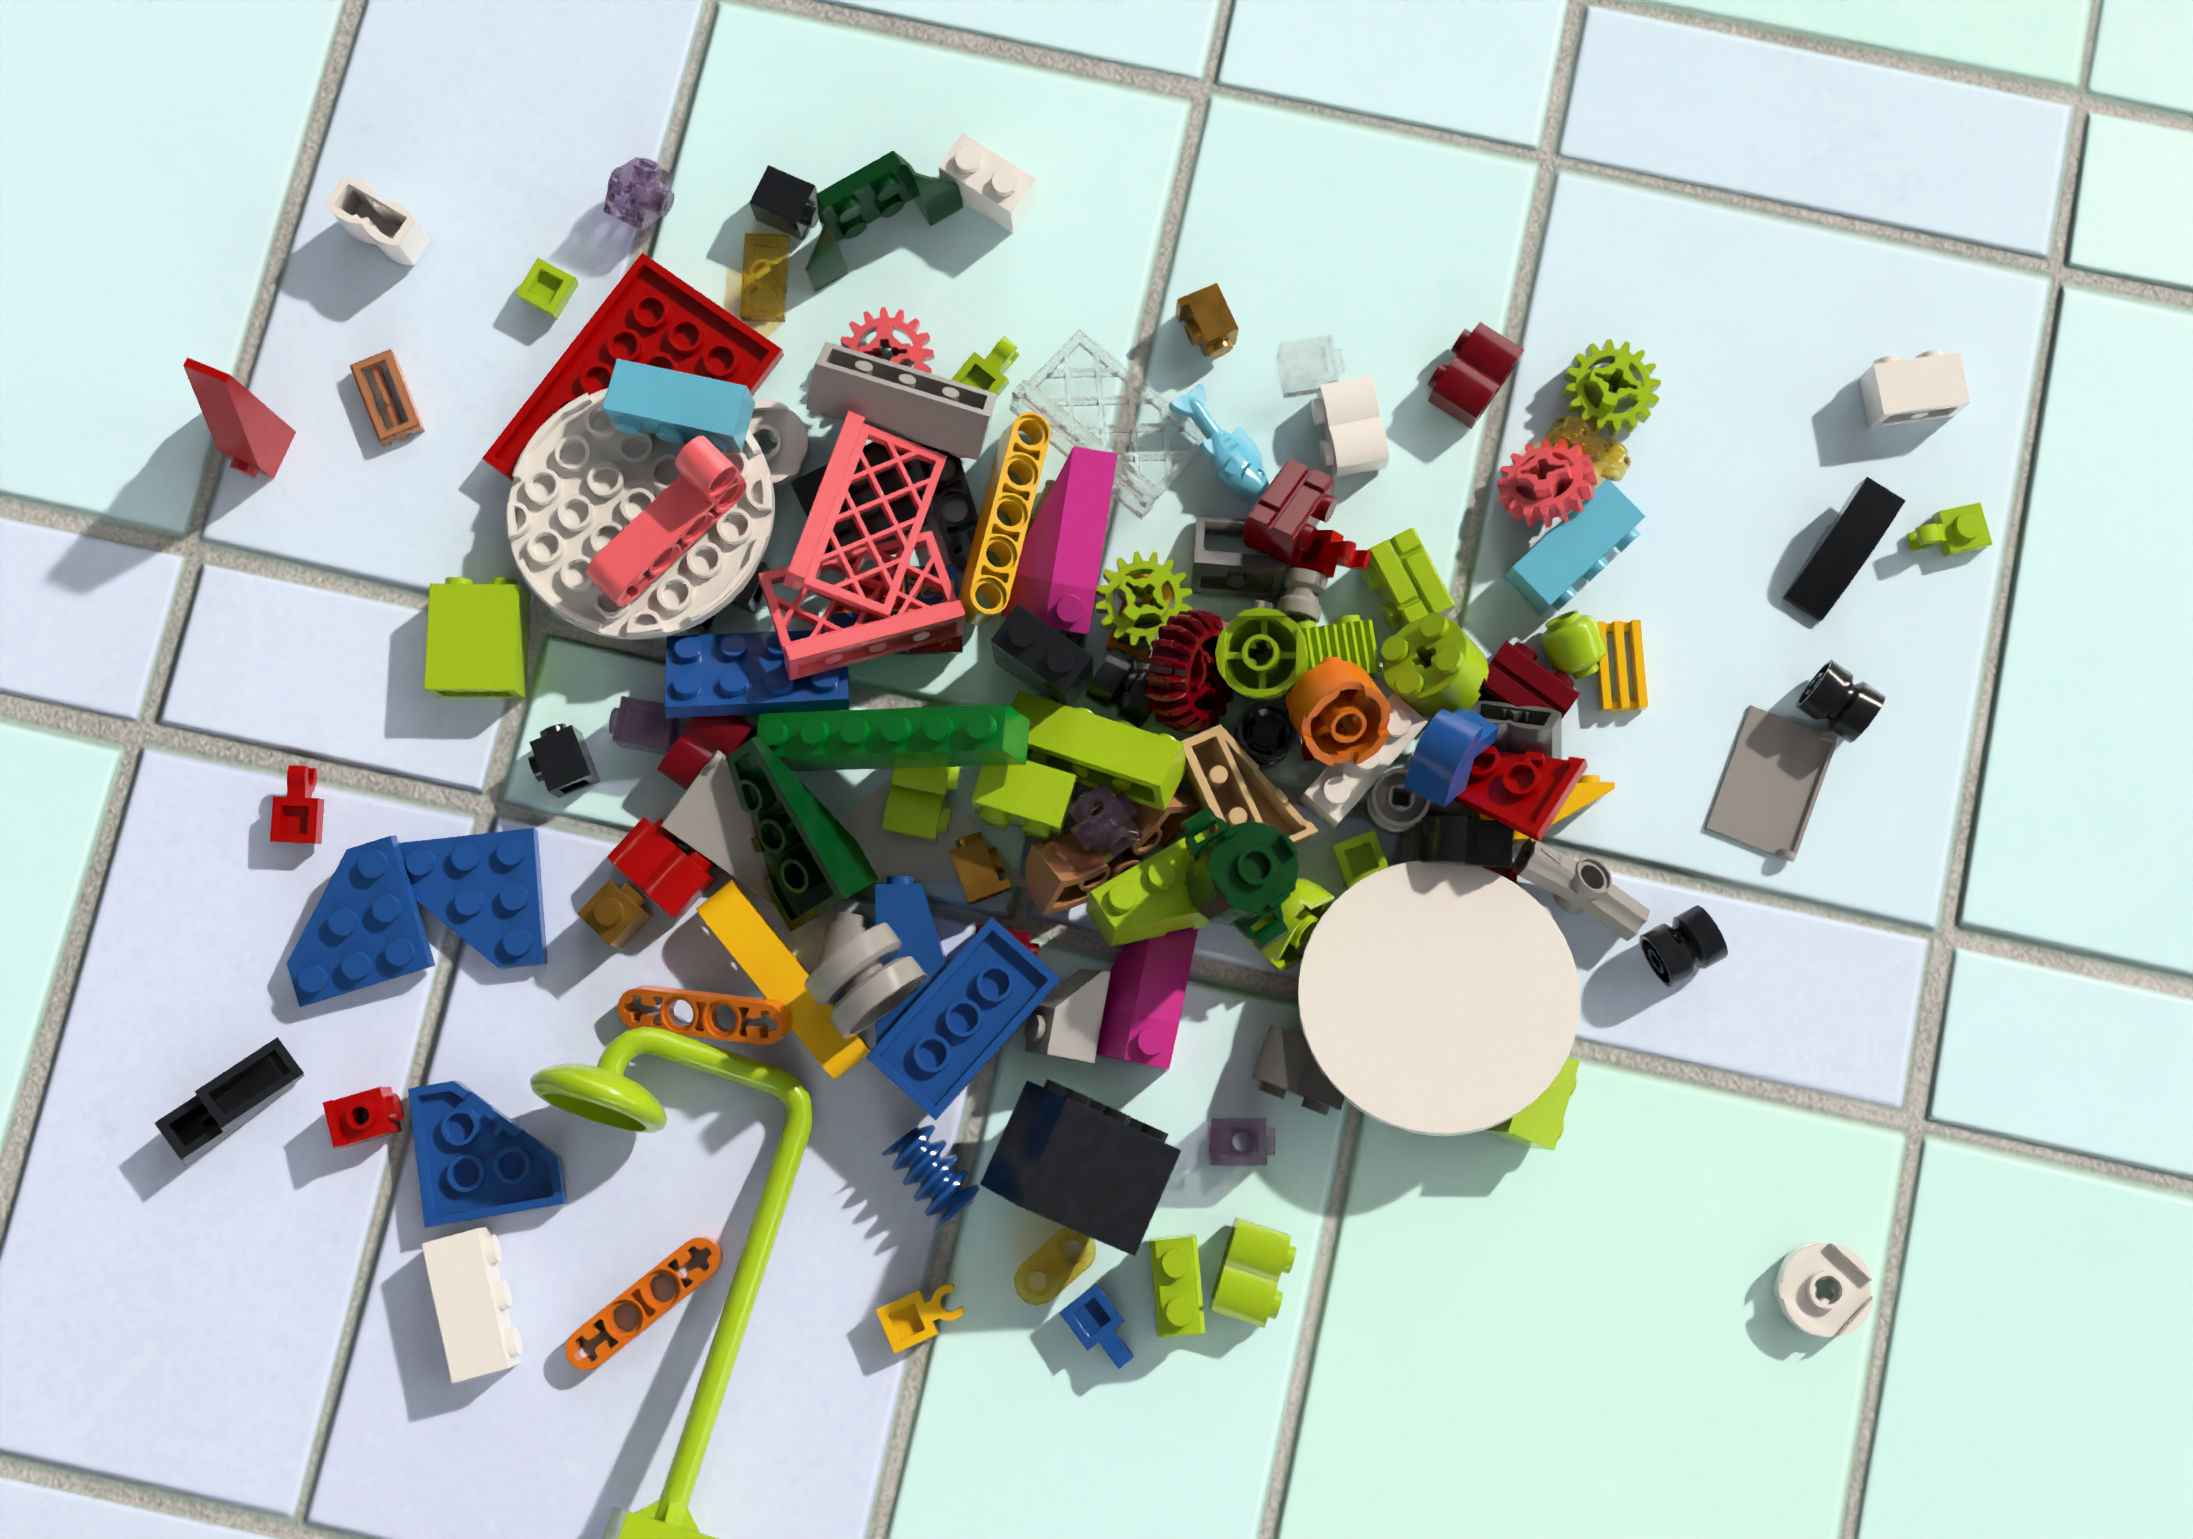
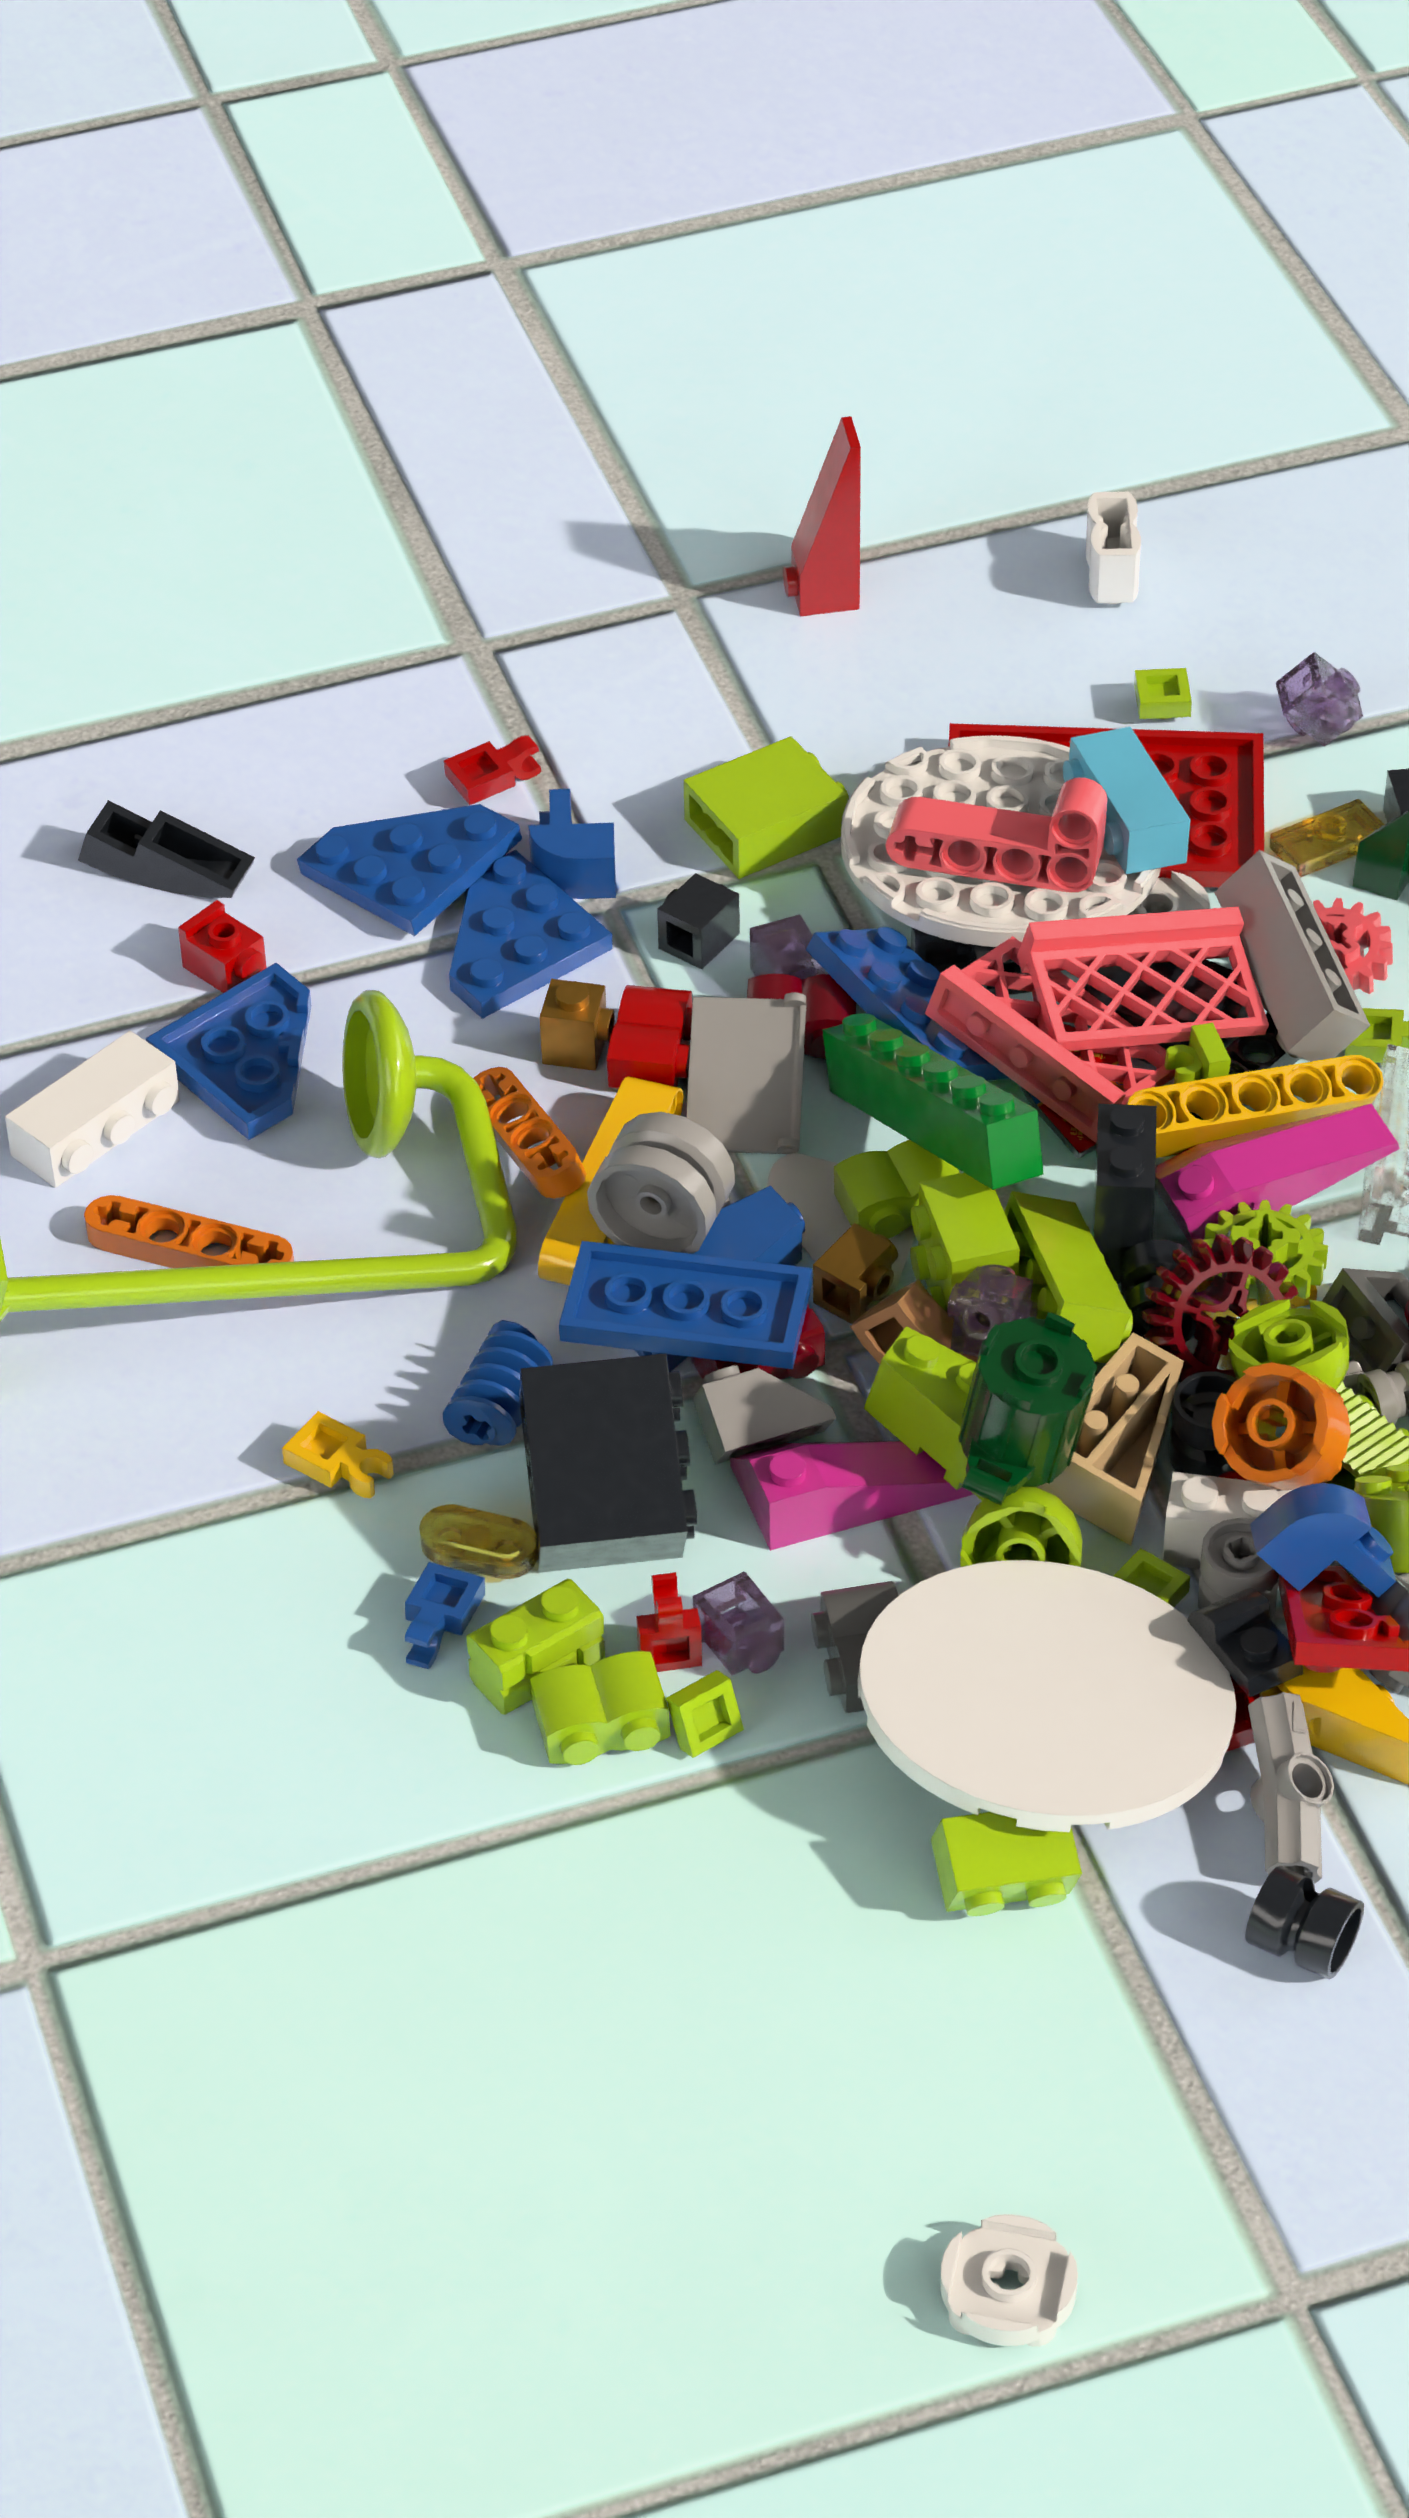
camera: 60 degrees right, 35 degrees down
(400, 430) = (958, 648): nougat tile -> none
(437, 812) = (573, 855): none -> blue brick
(805, 848) = (777, 1105): dark green wedge -> none
(950, 519) = (1201, 1059): none -> lime tile
(1220, 1192) = (671, 1632): none -> red plate
(1295, 1208) = (705, 1713): none -> lime plate

